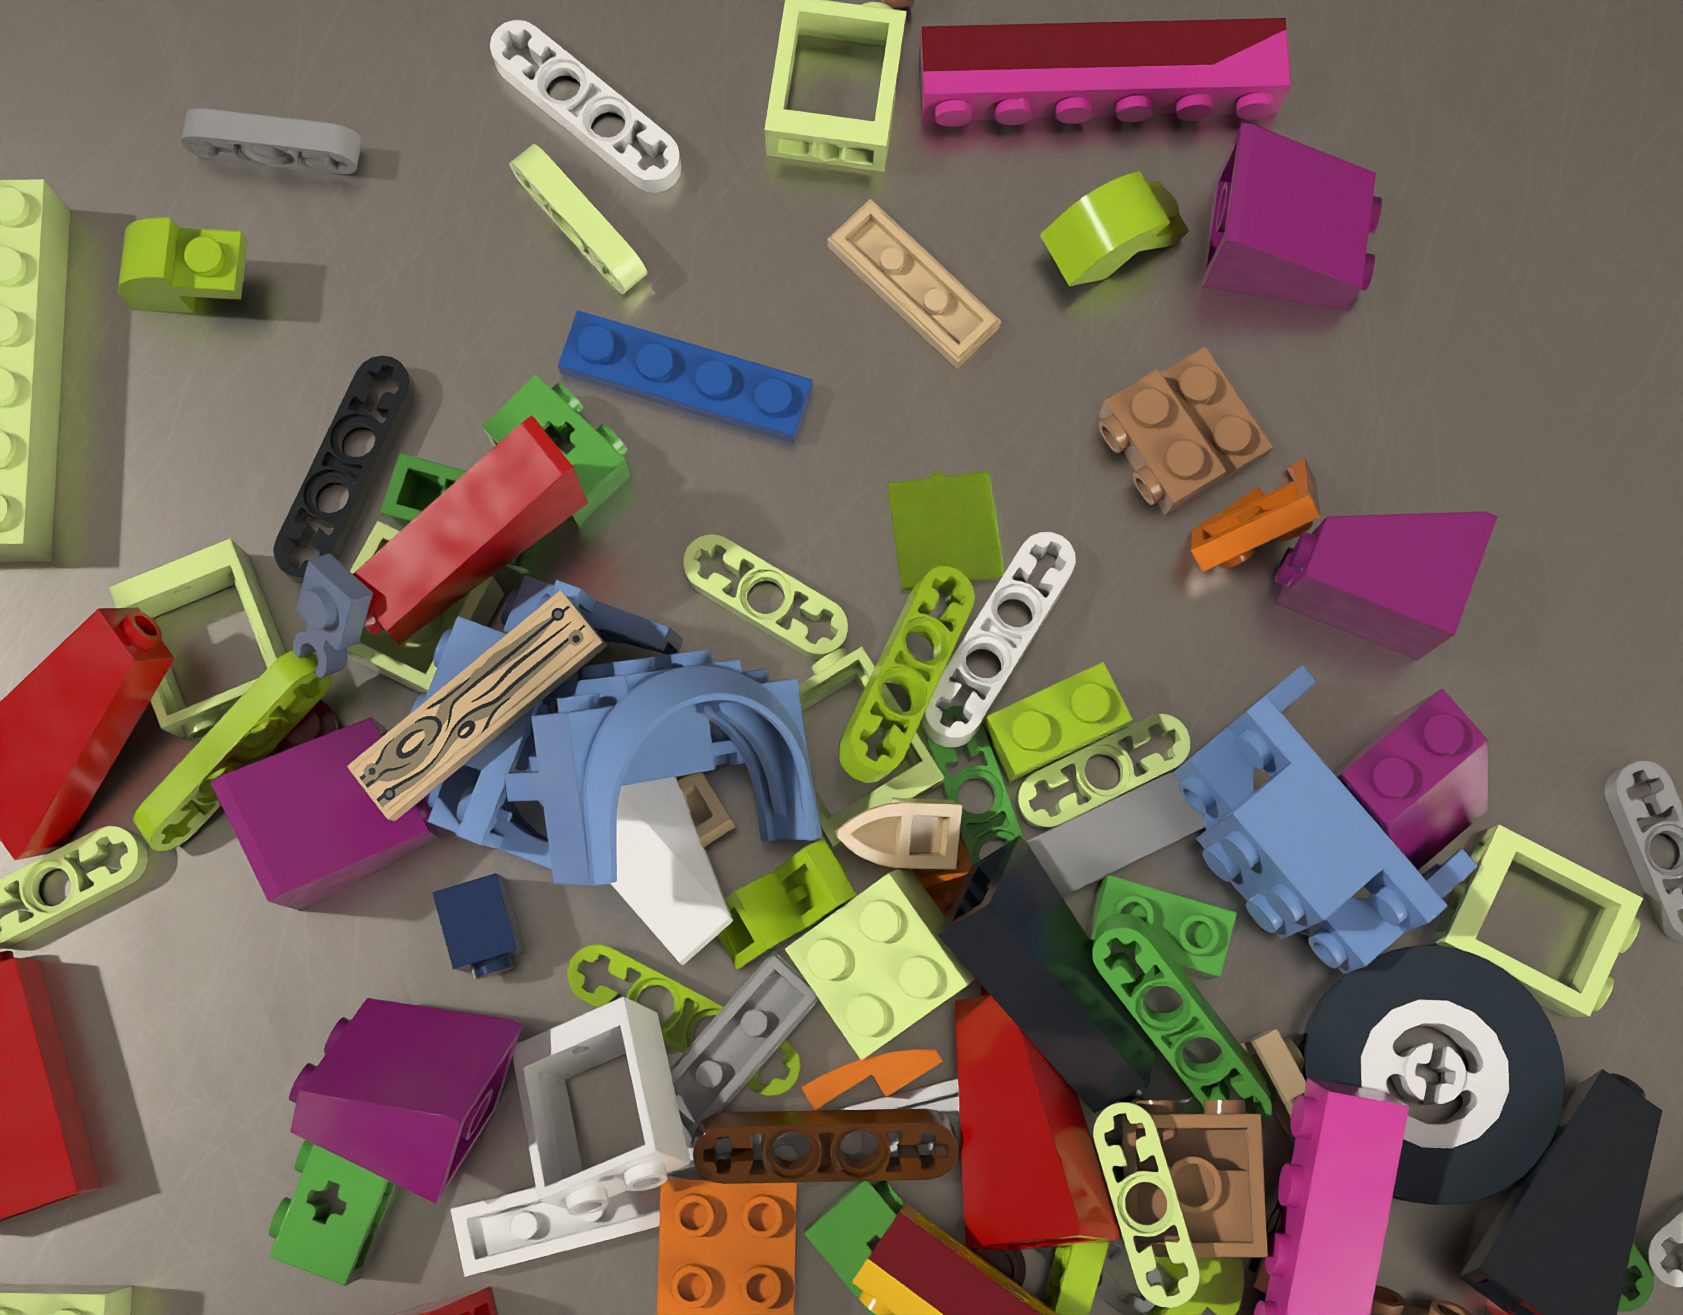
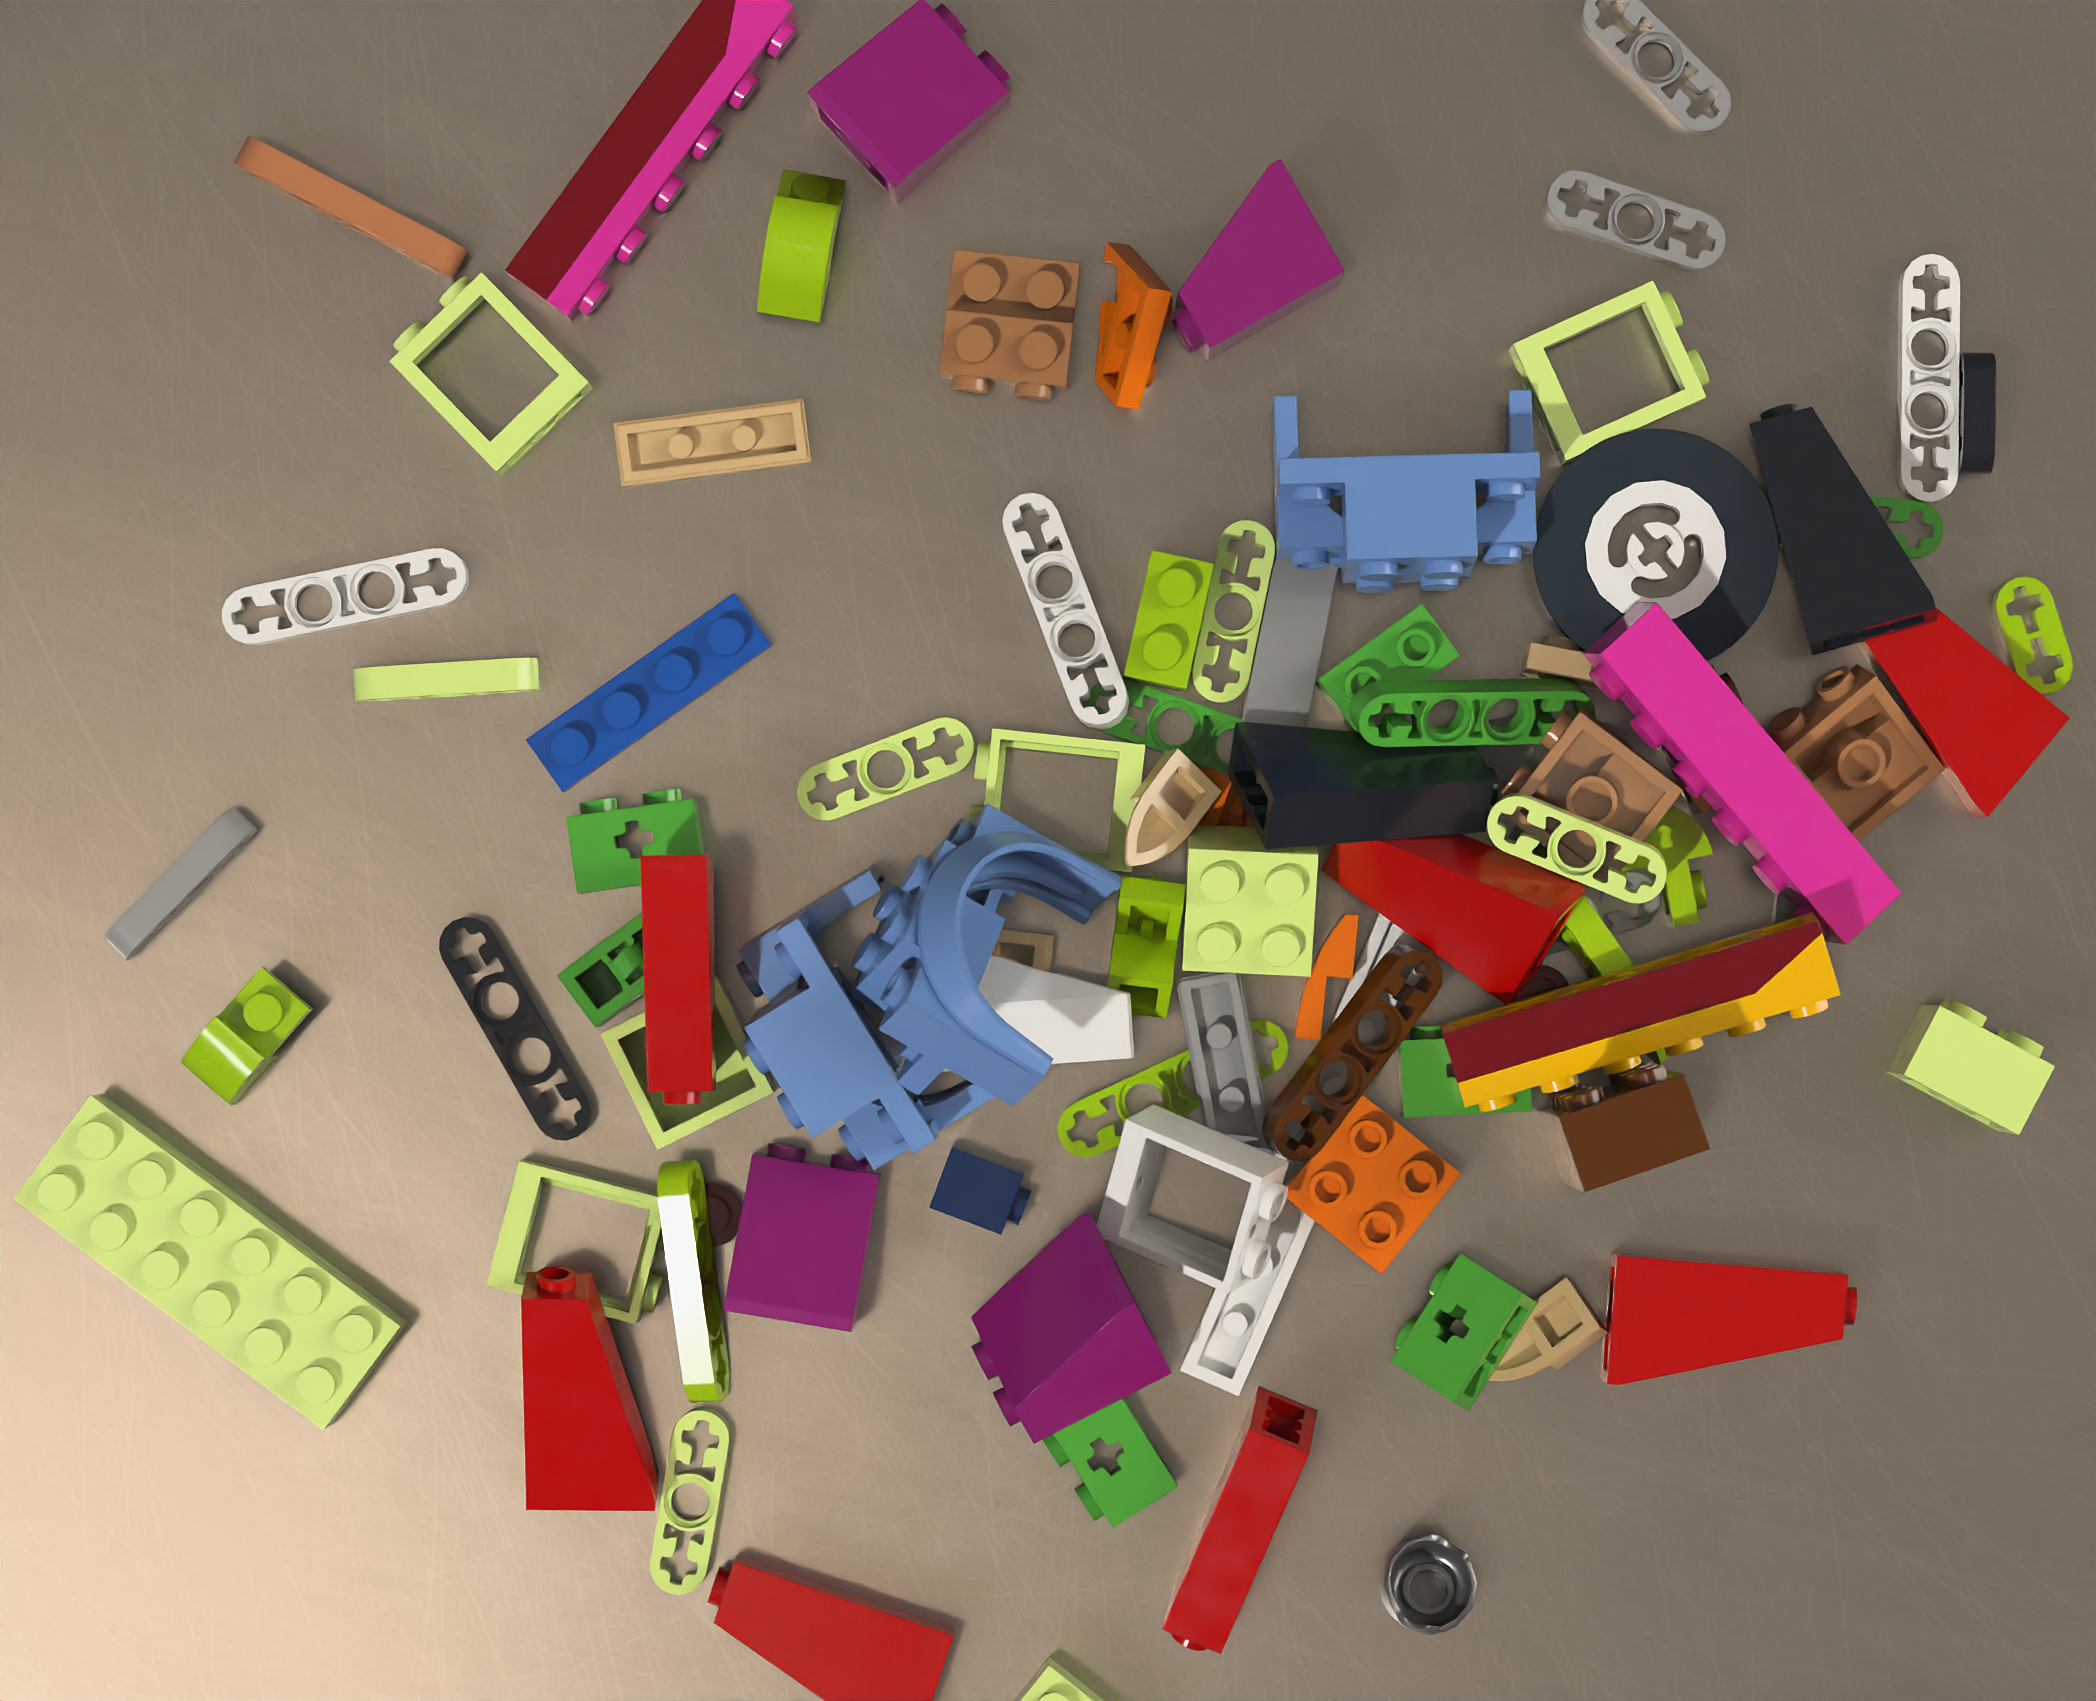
camera: 50 degrees left, 10 degrees up
(335, 613) = (662, 1119): sand blue plate -> none
(476, 706) = (829, 1063): tan tile -> none
(902, 668) = (1047, 706): lime beam -> none
(945, 525) = (940, 581): clear neon green piece -> none
(1422, 777) = (1434, 388): magenta slope -> none

